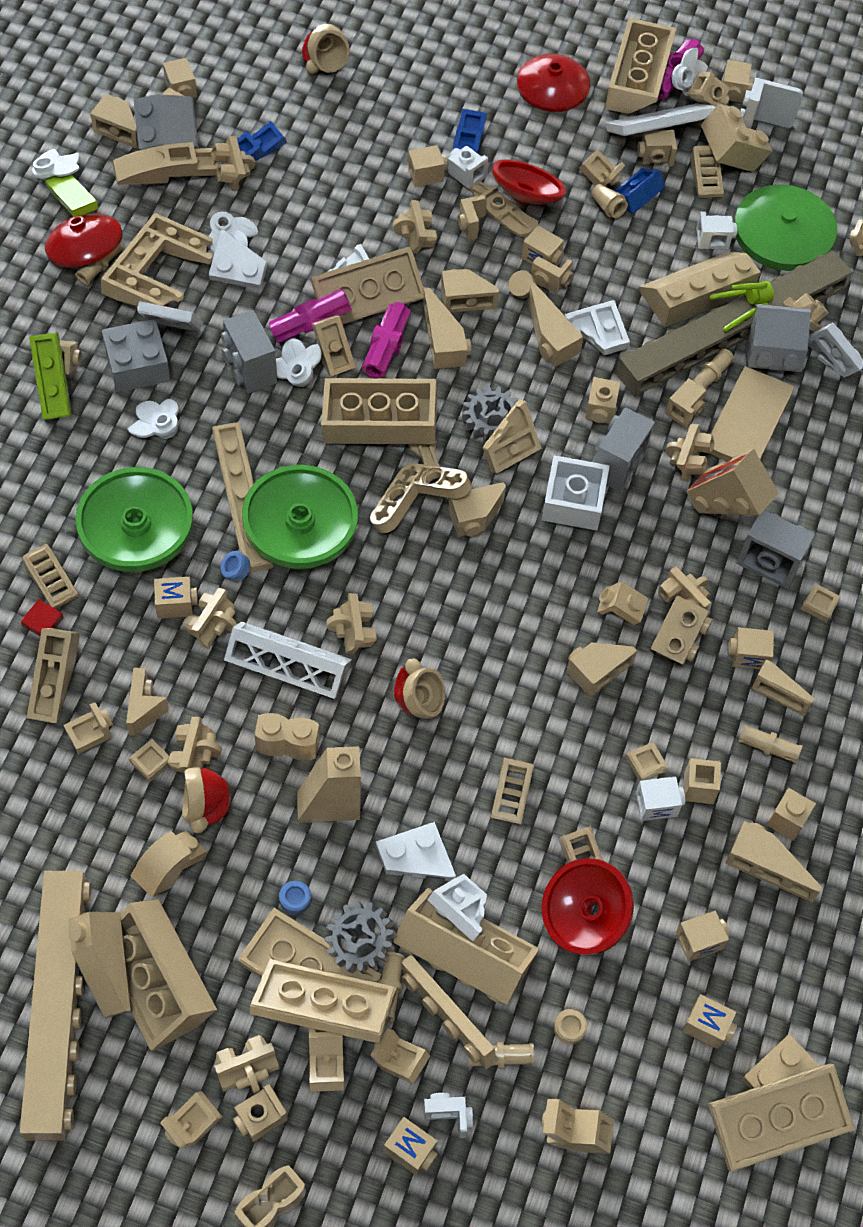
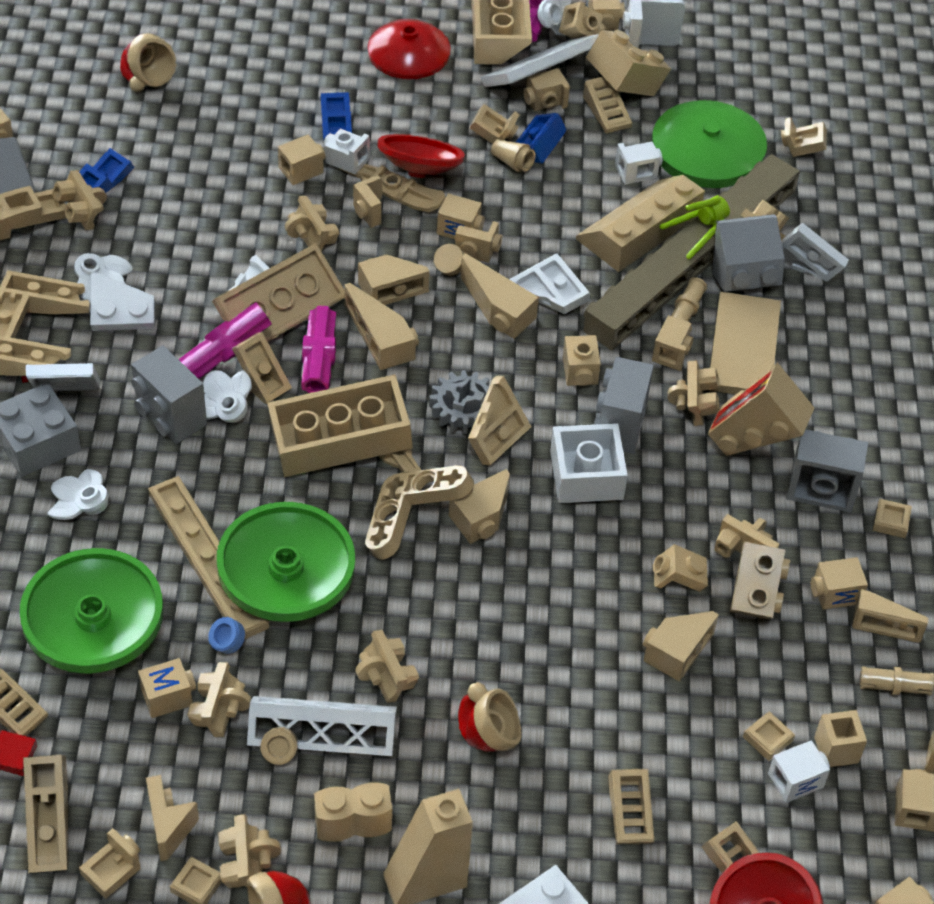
camera: 15 degrees left, 10 degrees down
(247, 667) = (279, 745): none -> tan tile

